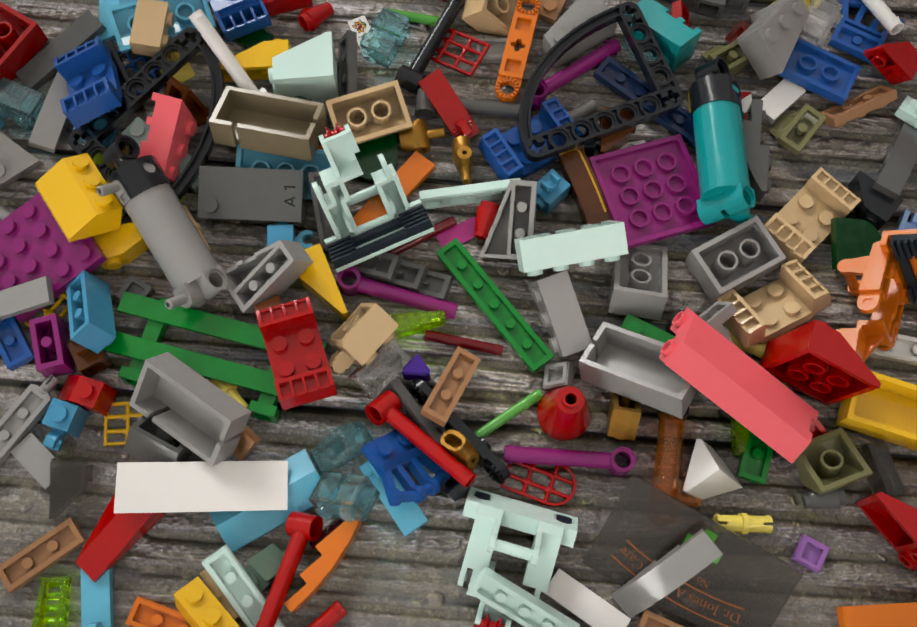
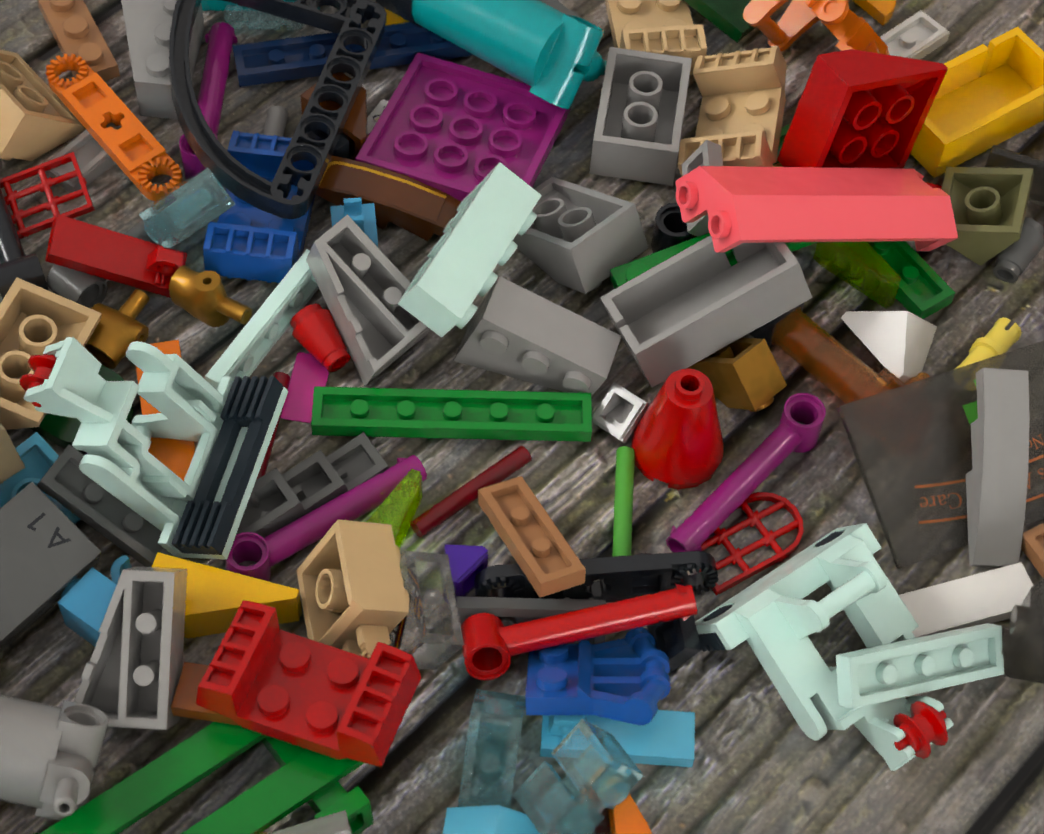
camera: 55 degrees left, 15 degrees down
(460, 448) = (630, 579): pearl gold piece -> none
(491, 113) = (186, 209): none -> clear light blue slope

